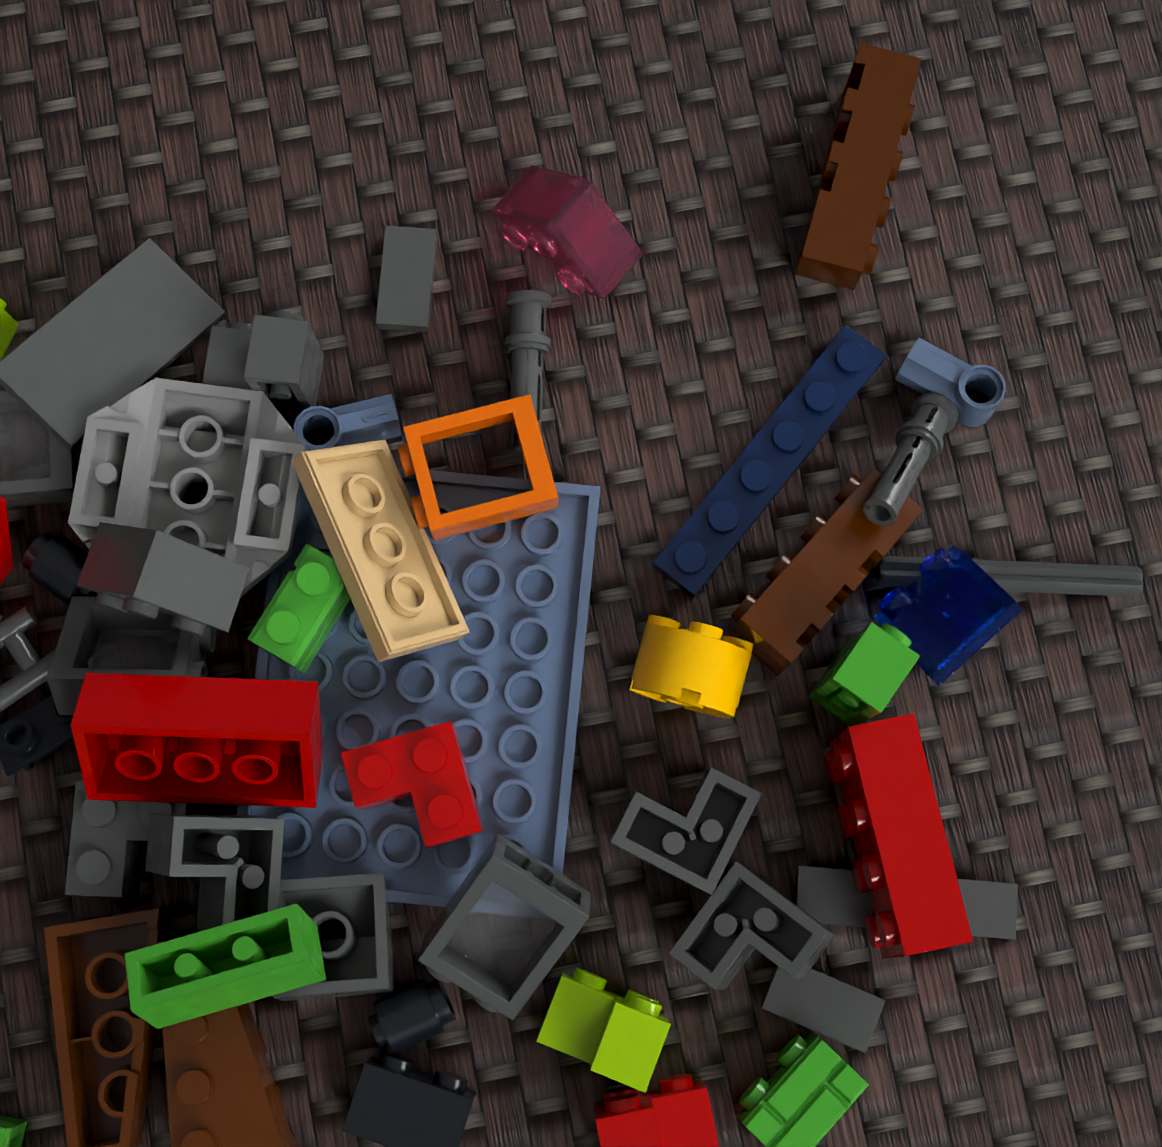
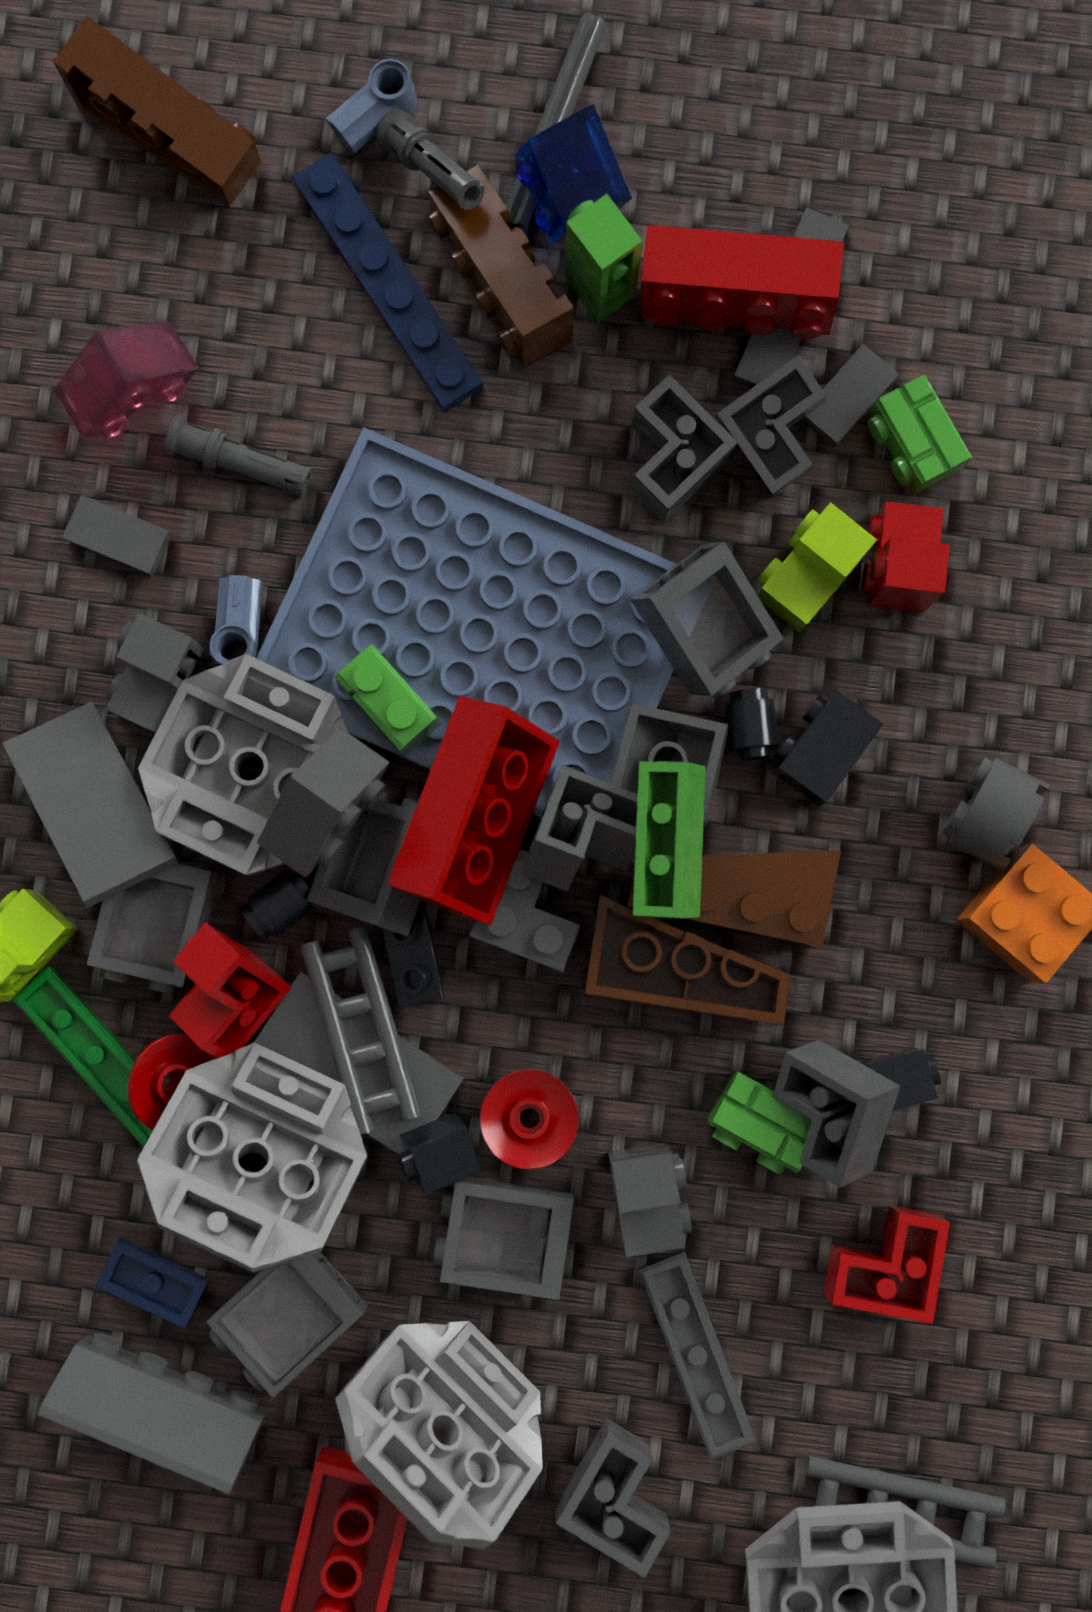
camera: 70 degrees left, 5 degrees up
(380, 548) = (356, 618): tan tile -> none
(414, 462) = (315, 469): orange window -> none
(423, 766) = (563, 636): red brick -> none
(691, 666) = (546, 399): yellow brick -> none

